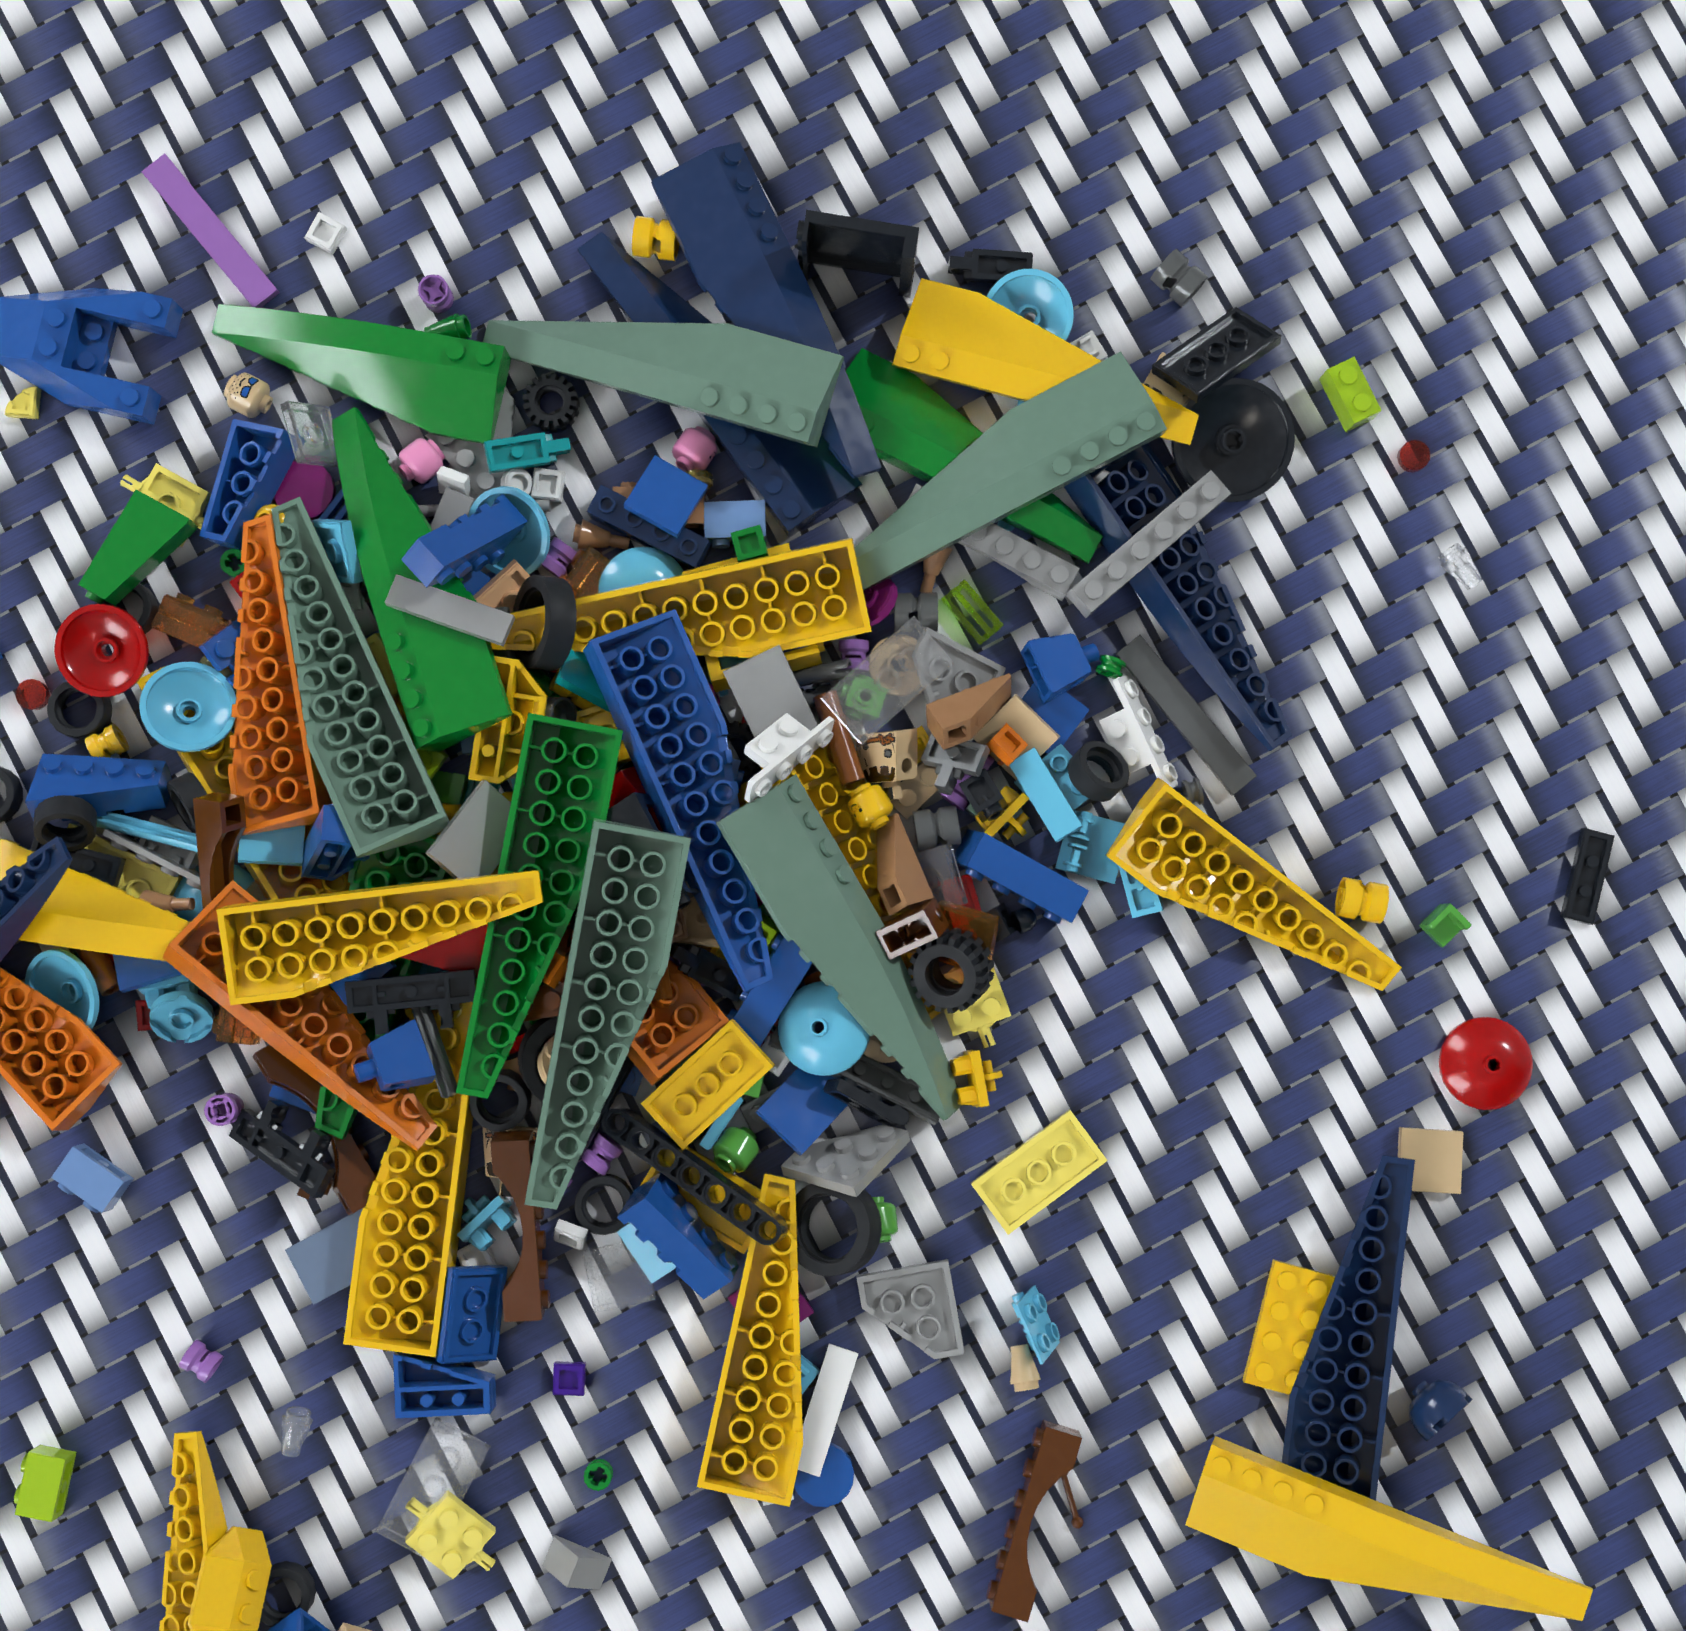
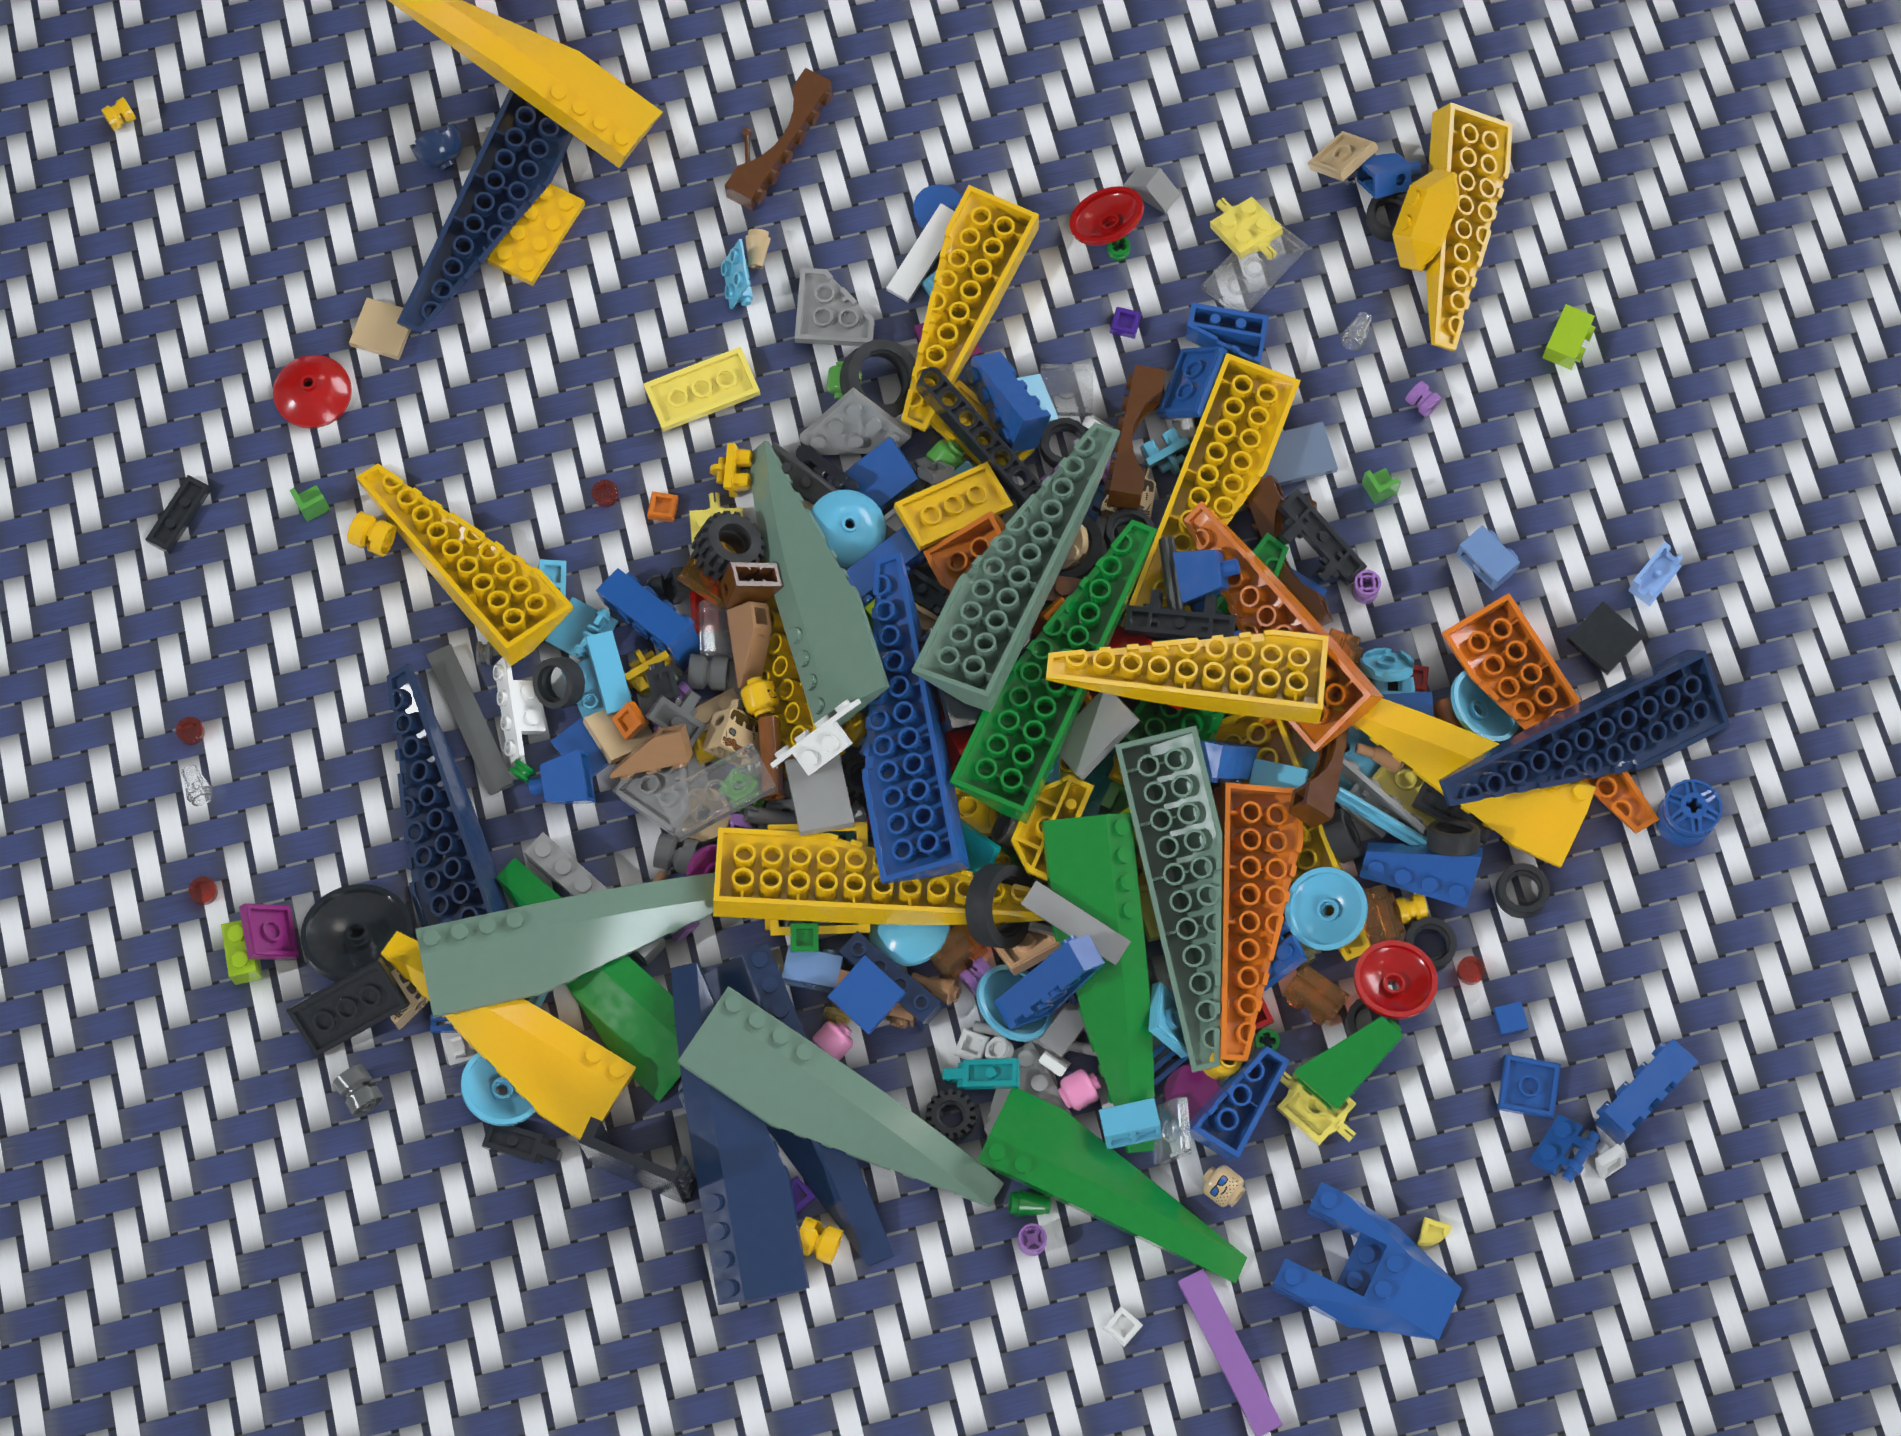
camera: 165 degrees left, 15 degrees down
(127, 719) = (1381, 919): none -> clear orange brick
(231, 1240) = (1380, 485): none -> bright green panel
(355, 430) = (1130, 1123): none -> medium azure hinge
(625, 1519) = (1106, 215): none -> red dish
(689, 288) = (801, 1194): none -> dark purple tile
(742, 1121) = (934, 471): none -> dark grey plate
(955, 592) = (617, 827): clear neon green tile -> none
(1043, 1017) = (662, 507): none -> orange tile
(1113, 1018) = (605, 493): none -> clear red tile
(1148, 544) = (421, 871): light grey arch -> none
(1327, 419) = (269, 932): none -> magenta tile
(1487, 628) = (190, 730): none -> clear red tile

